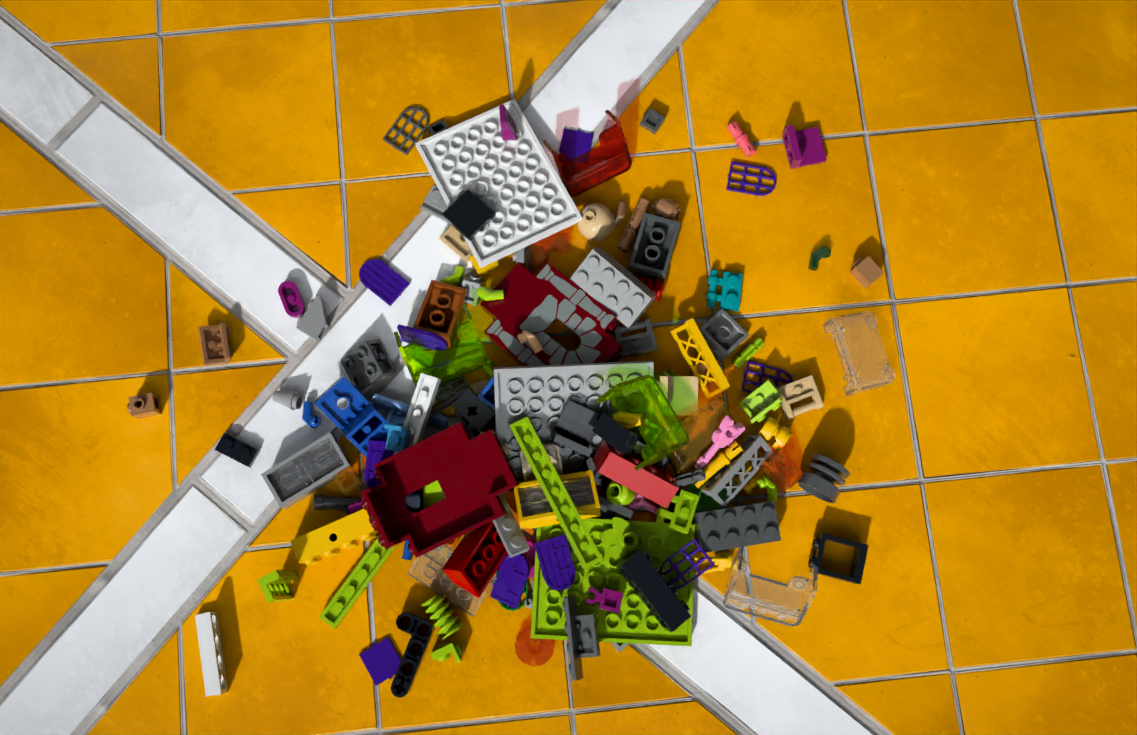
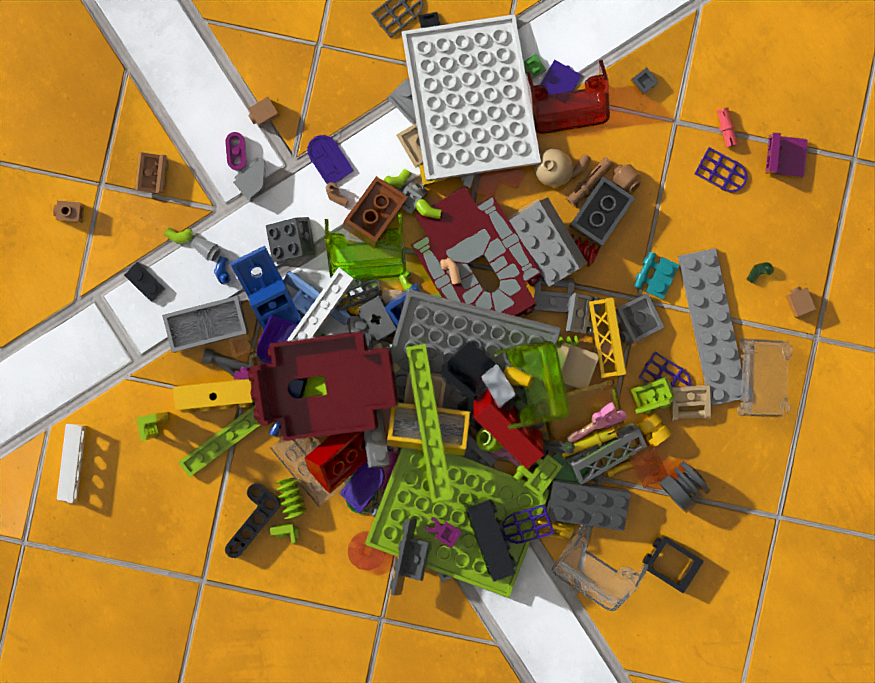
camera: 20 degrees right, 10 degrees up
(259, 397) = (181, 237): none -> lime arm
(307, 255) = (262, 112): none -> medium nougat brick
(381, 661) = (223, 519): dark purple piece -> none
(397, 310) = (334, 194): none -> medium nougat arm
(397, 437) = (298, 322): dark azure bracket -> none
(422, 338) = (349, 231): dark purple window -> none
(468, 214) = (431, 125): black tile -> none
(508, 125) = (498, 44): magenta slope -> none
(549, 137) = (534, 66): none -> bright green tile
(556, 562) = (409, 484): dark purple window -> none
(616, 538) = (473, 478): lime plate -> none
(665, 347) = (579, 314): none -> light grey plate
(748, 352) = (658, 343): lime axle -> none
(771, 487) = (632, 476): lime arm -> none
(793, 320) = (712, 325): none -> light grey plate

